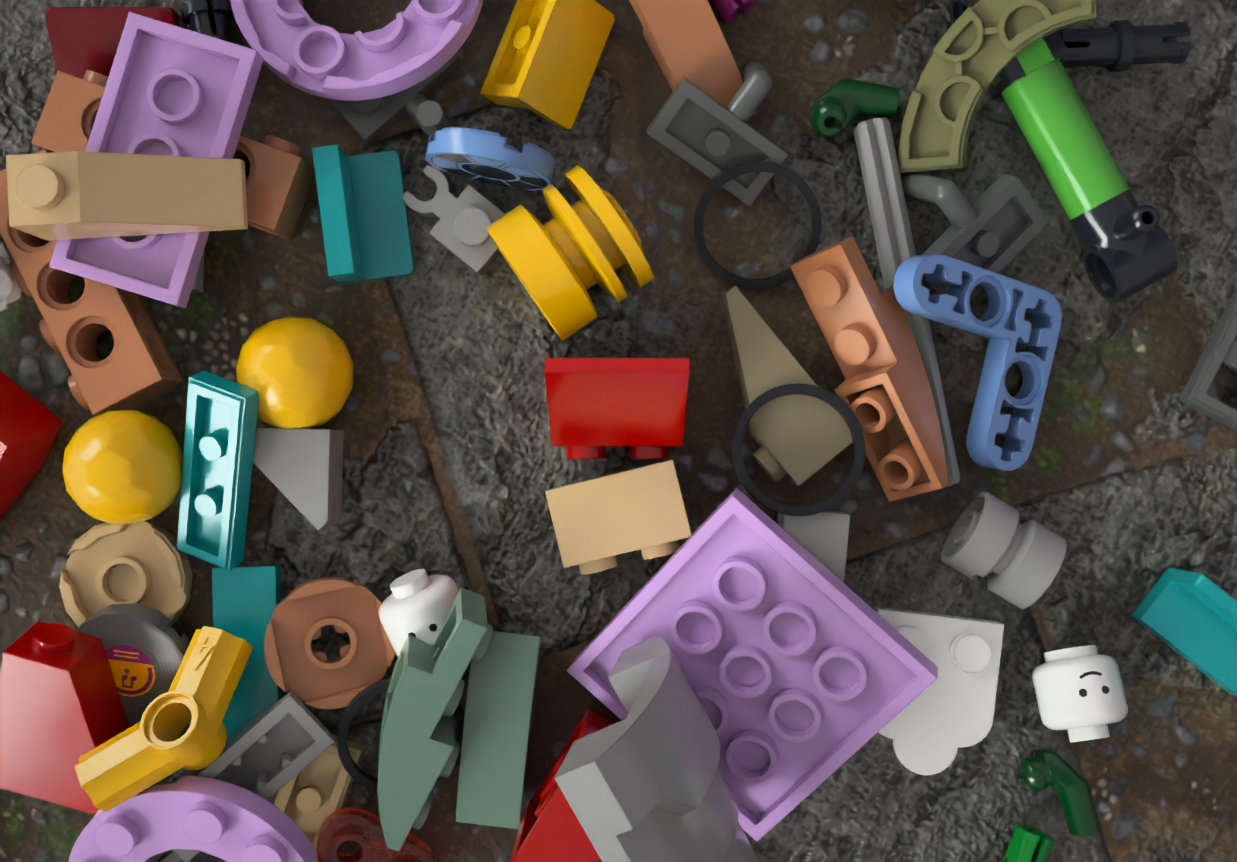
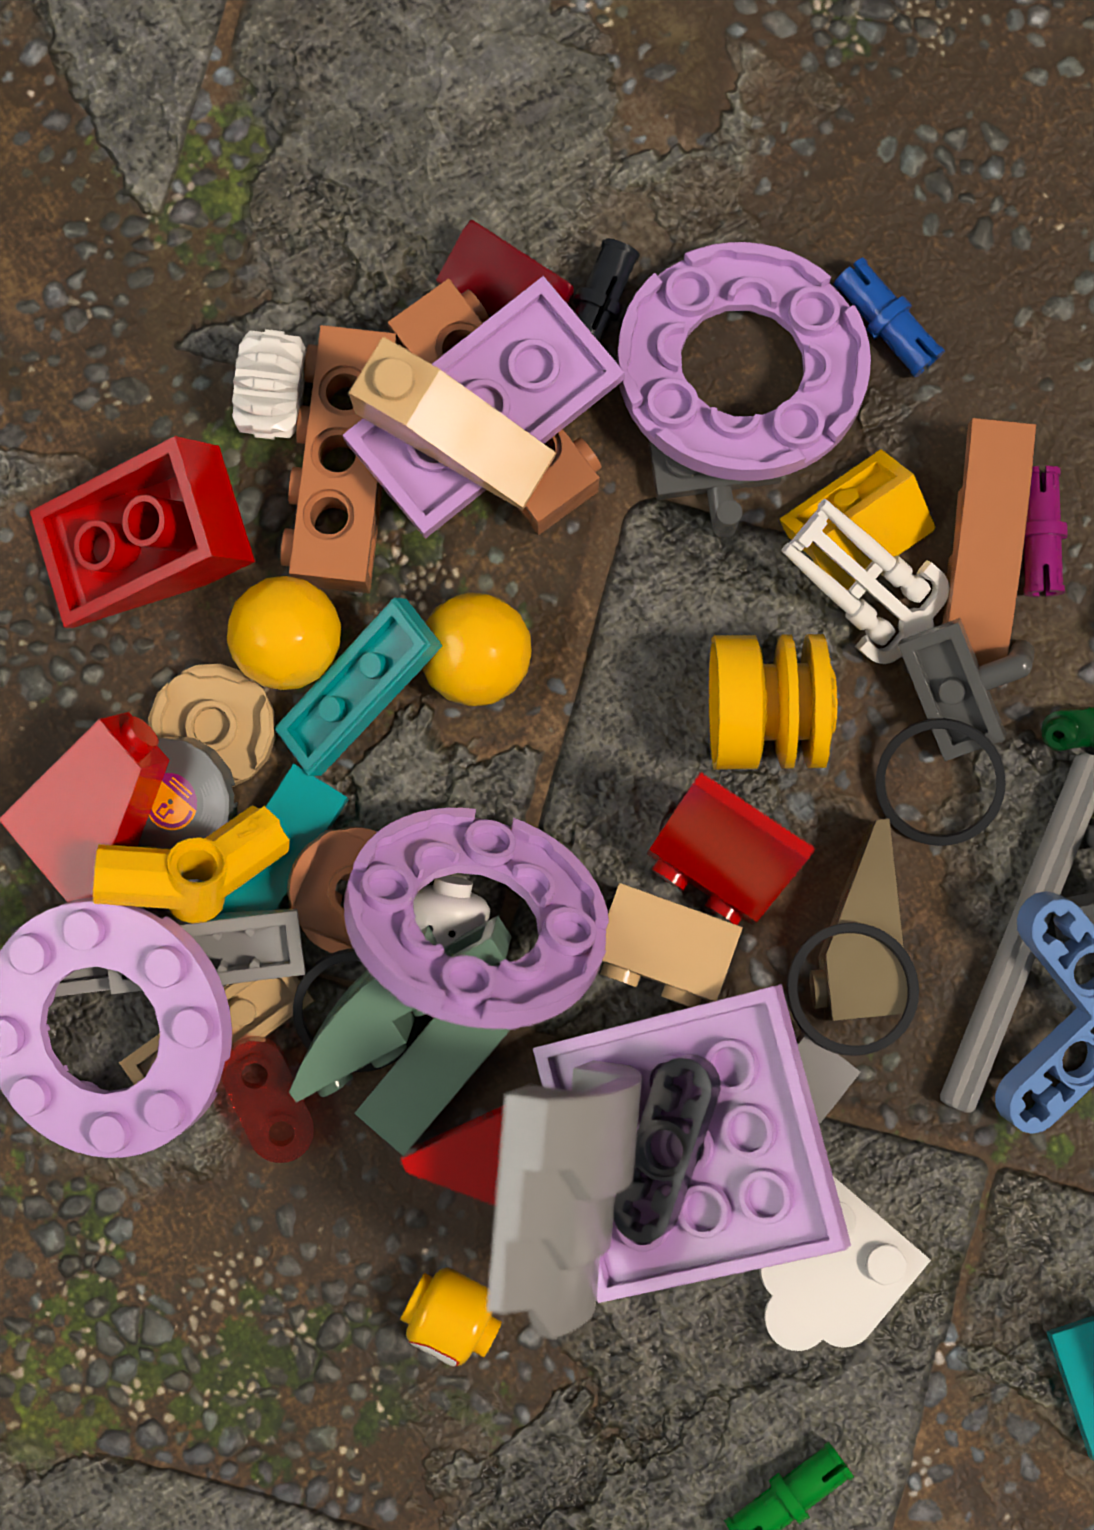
camera: 30 degrees right, 5 degrees down
(305, 469) = (429, 731): light grey slope -> none
(363, 215) = (616, 556): teal panel -> none
(460, 222) = (694, 614): light grey plate -> none
(468, 680) = (465, 988): none -> lavender plate
(488, 159) = (754, 581): medium blue tile -> none
(600, 72) = (891, 568): none -> white piece
(737, 659) = (700, 1108): none -> black beam
(880, 367) = (967, 968): nougat slope -> none
(1012, 555) = (973, 1198): light grey wheel -> none
(1072, 789) = (896, 1437): dark green arm -> none
(1079, 692) = (958, 1360): white head -> none

